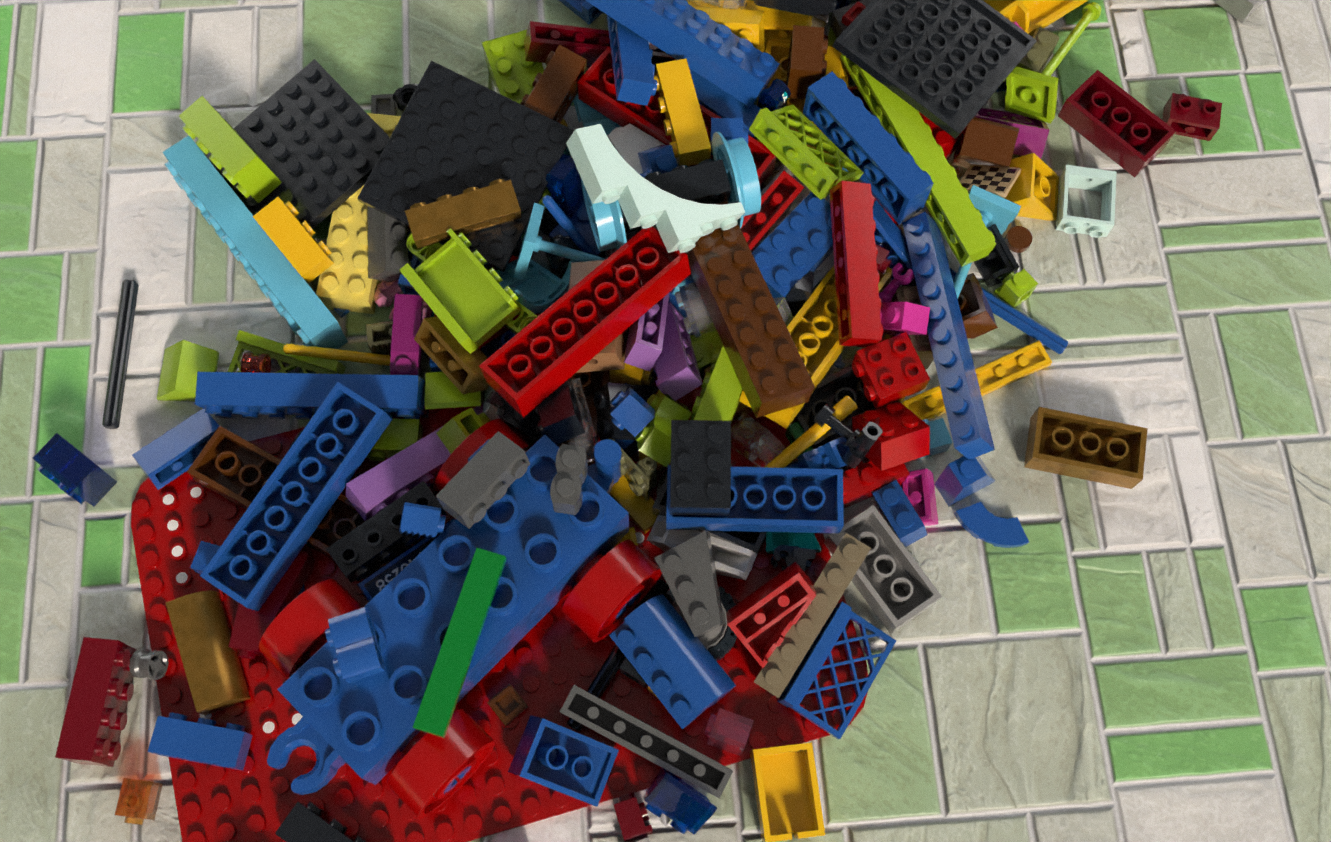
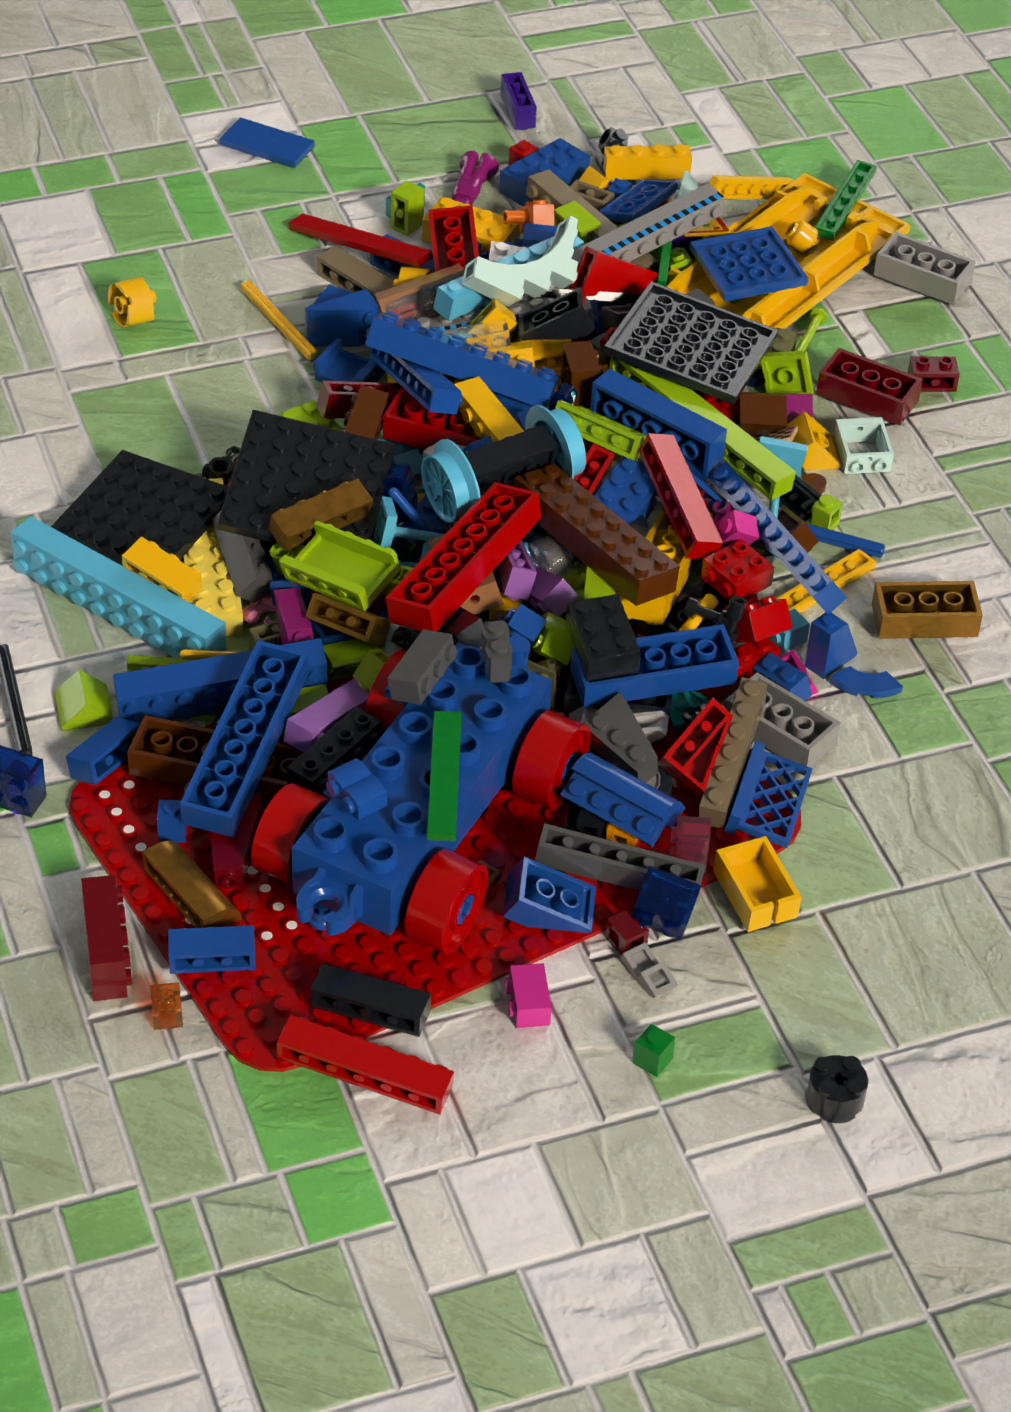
camera: 15 degrees left, 25 degrees down
(148, 664) = (139, 905): dark grey wheel -> none
(228, 150) = (77, 516): lime brick -> none
(421, 520) = (371, 717): blue brick -> none
(644, 204) = (490, 455): light aqua arch -> none

